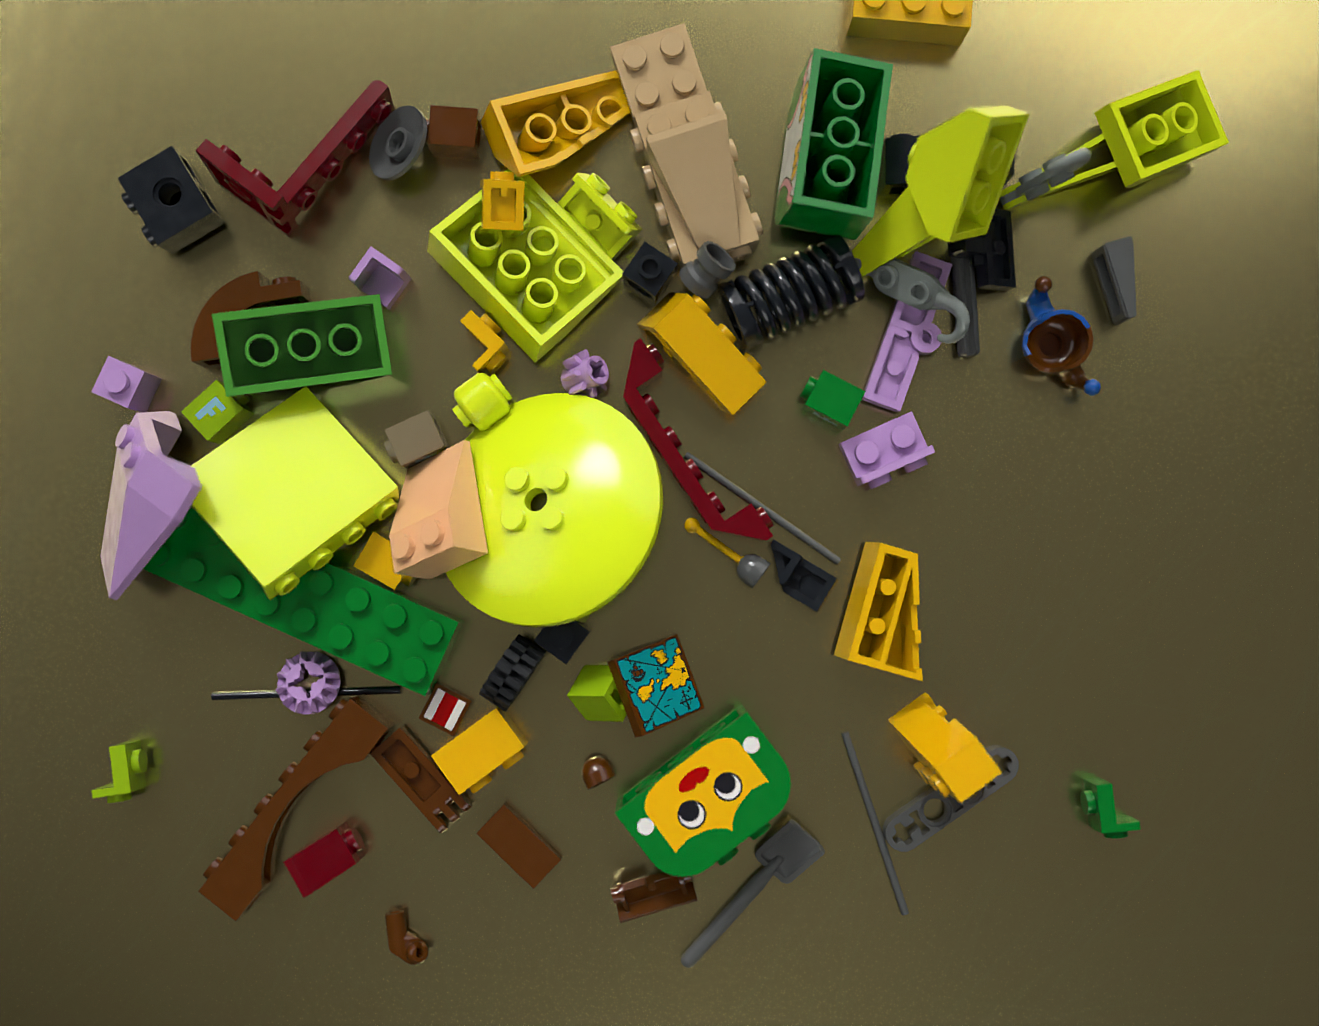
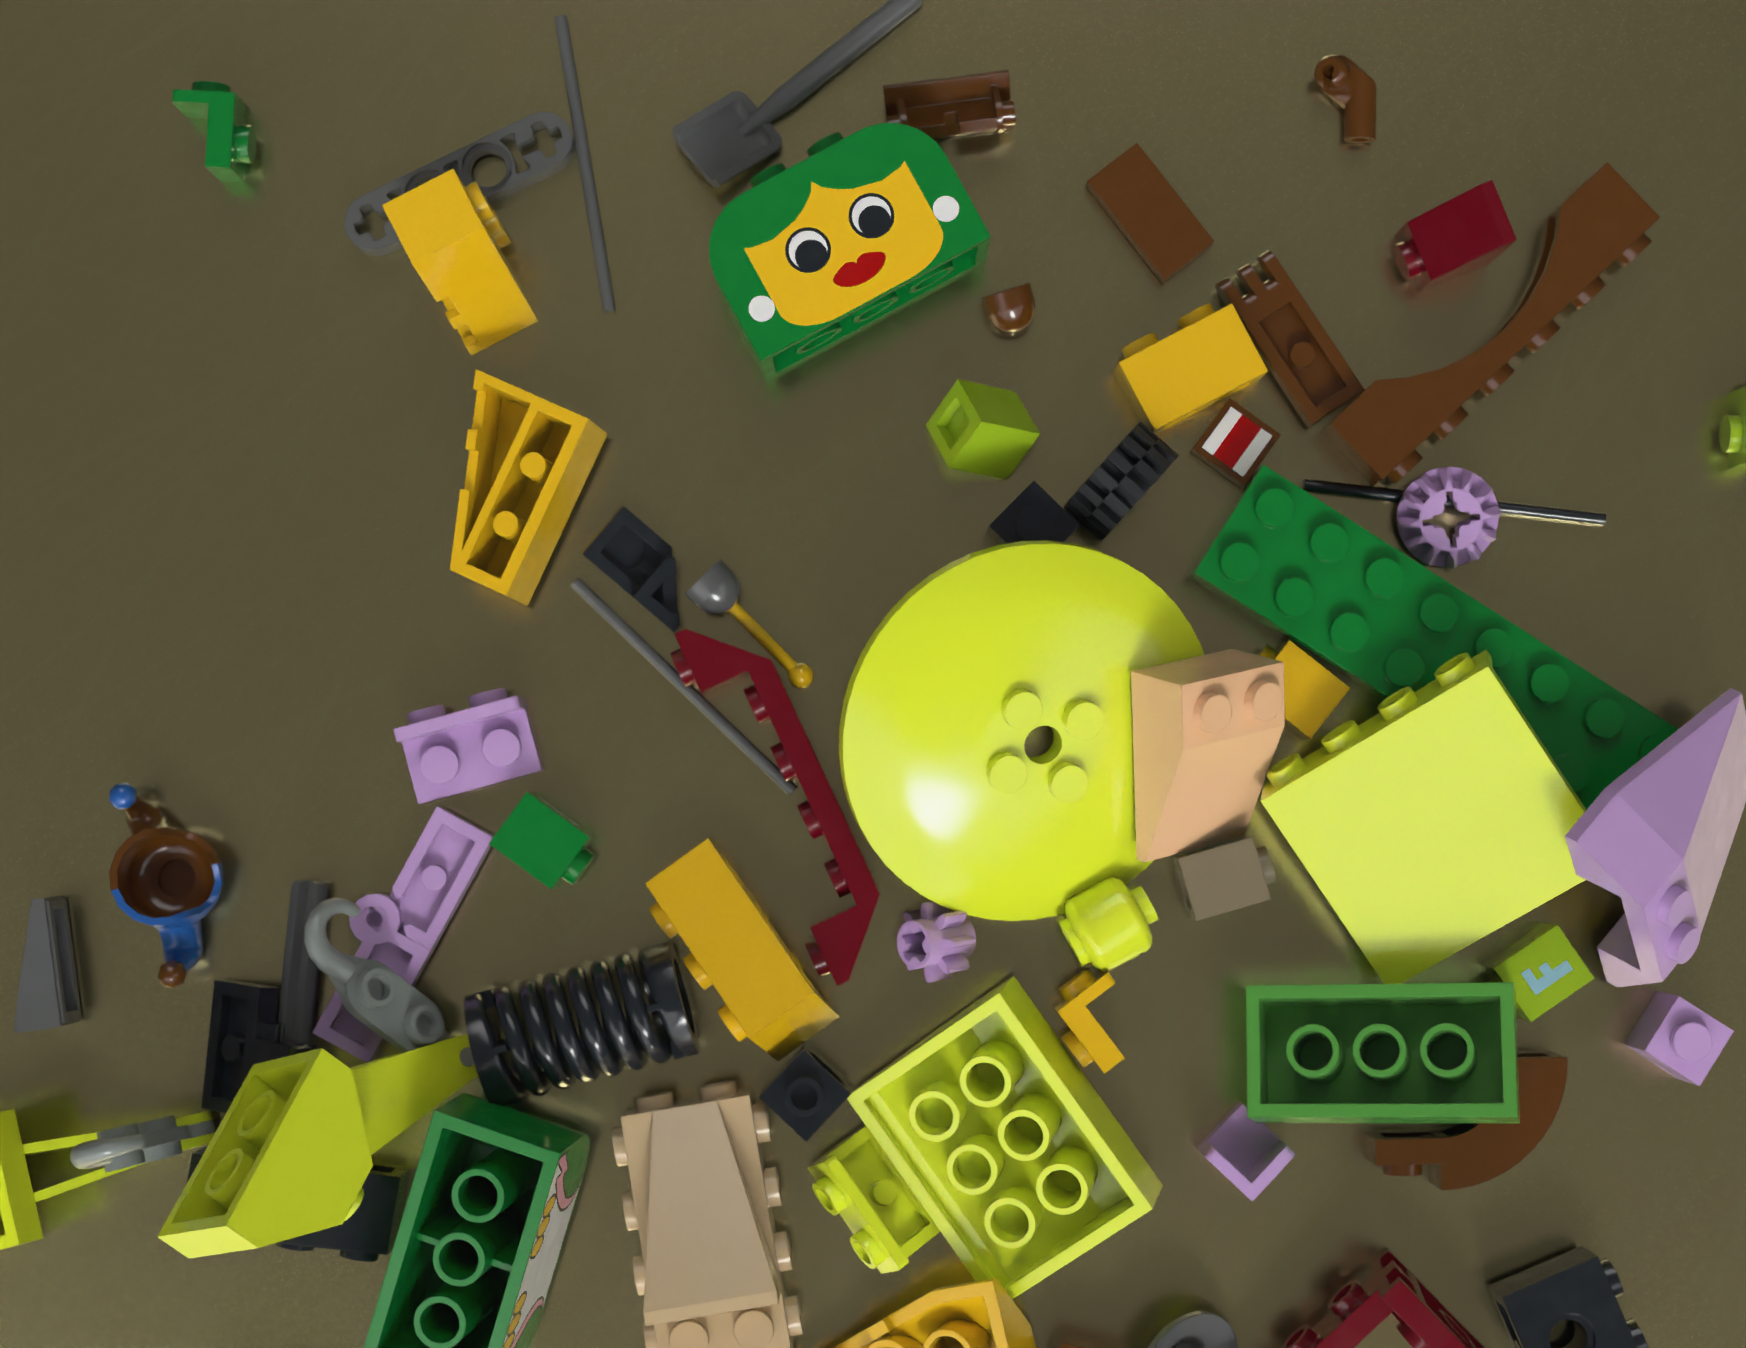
camera: 170 degrees left, 0 degrees up
(502, 202) = (1027, 1238): yellow bracket -> none
(655, 685) = (896, 428): tile -> none
(706, 271) = (706, 1081): dark grey wheel -> none

